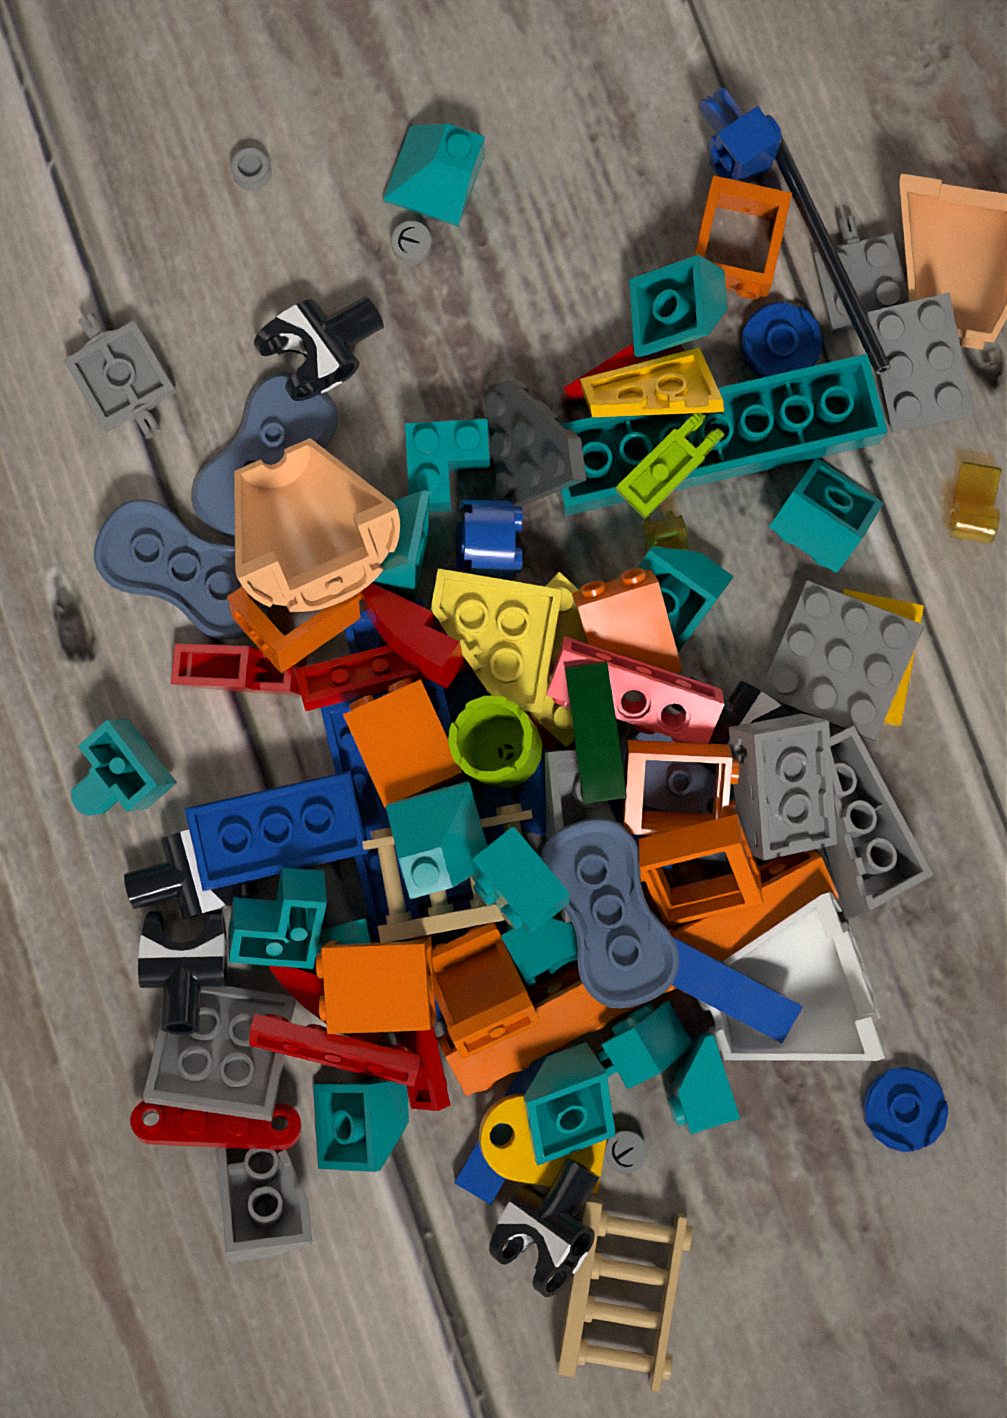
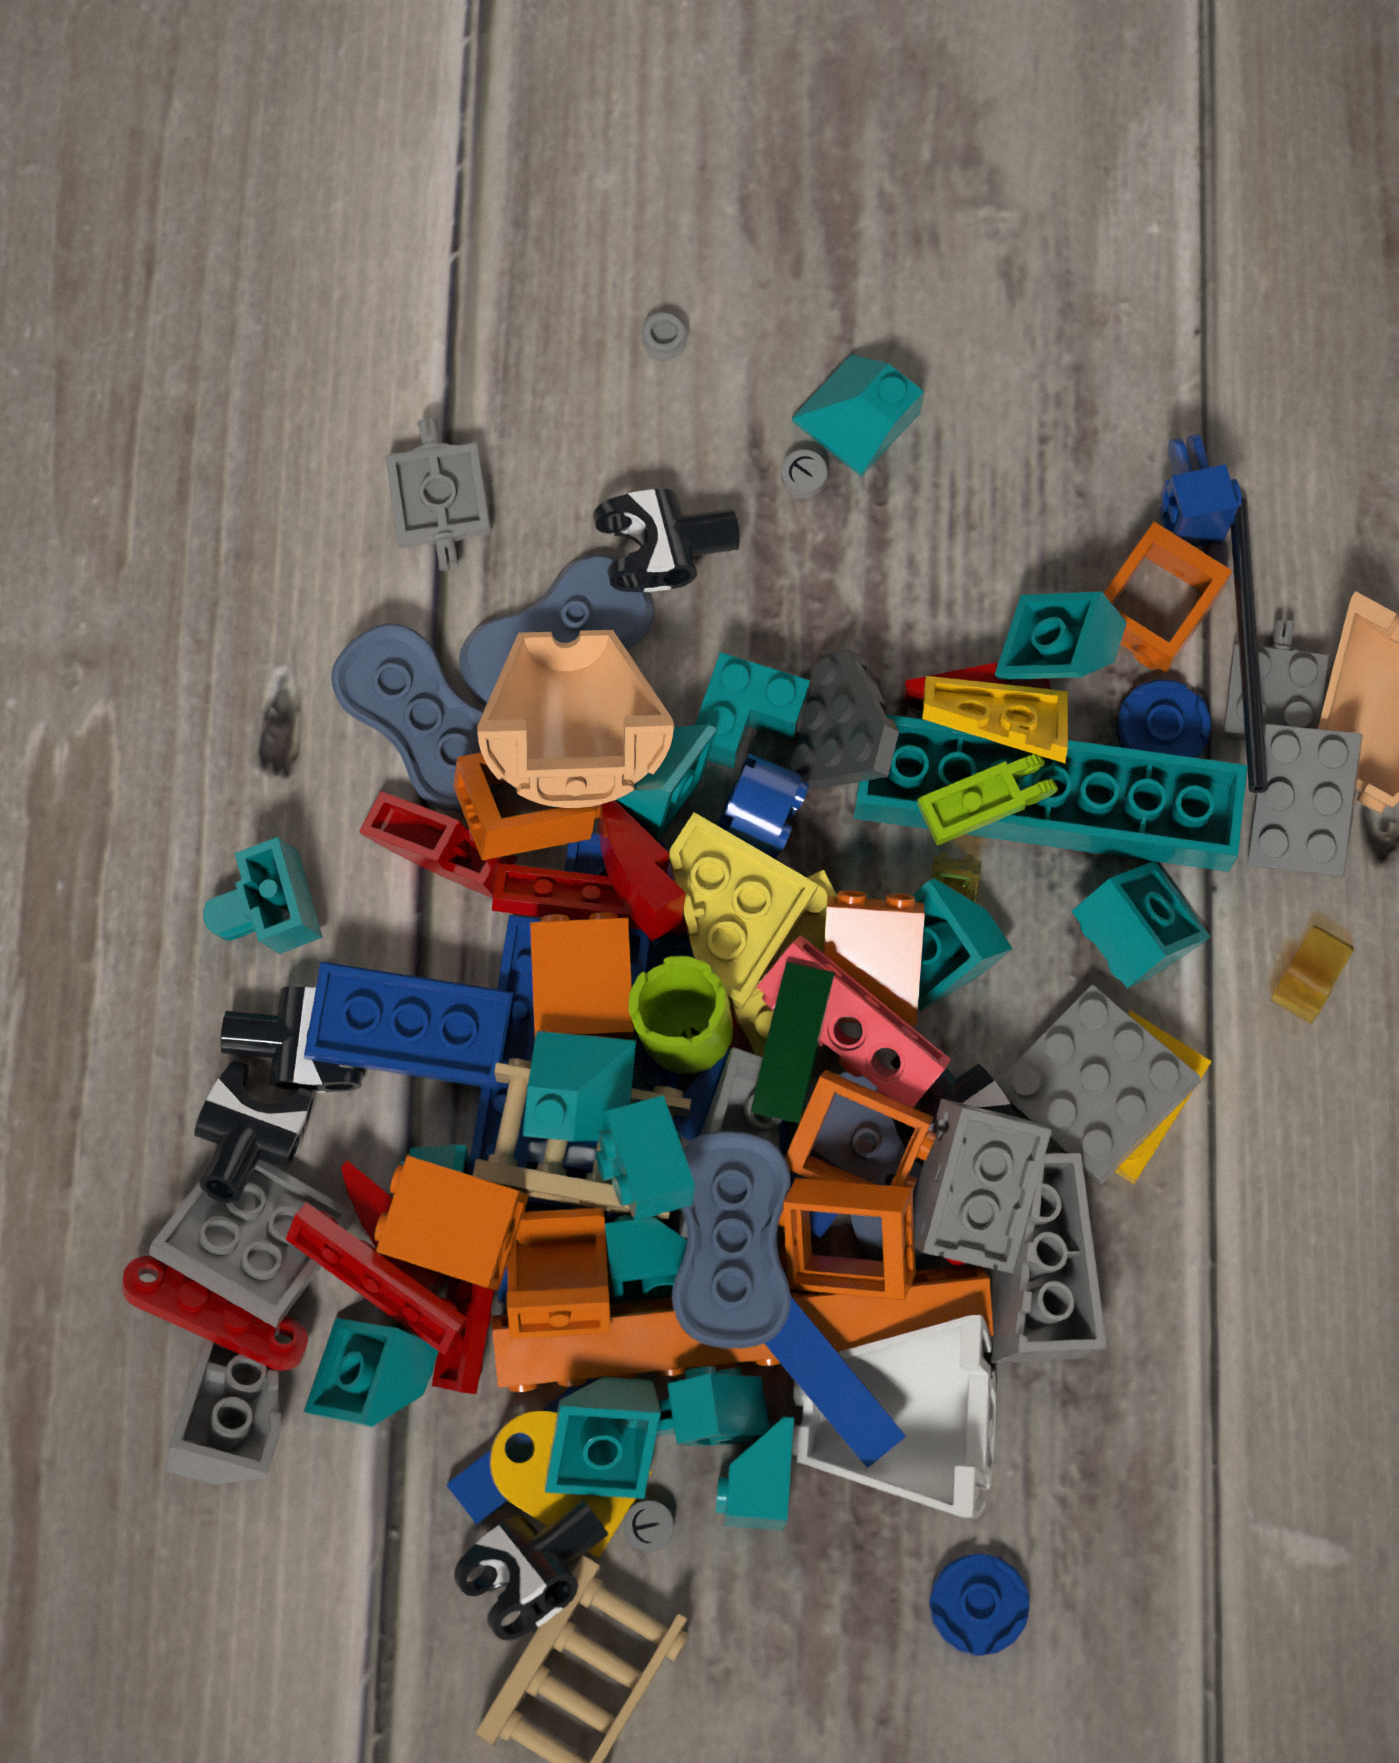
camera: 20 degrees right, 10 degrees down
(280, 930) = (370, 1131): teal brick -> none

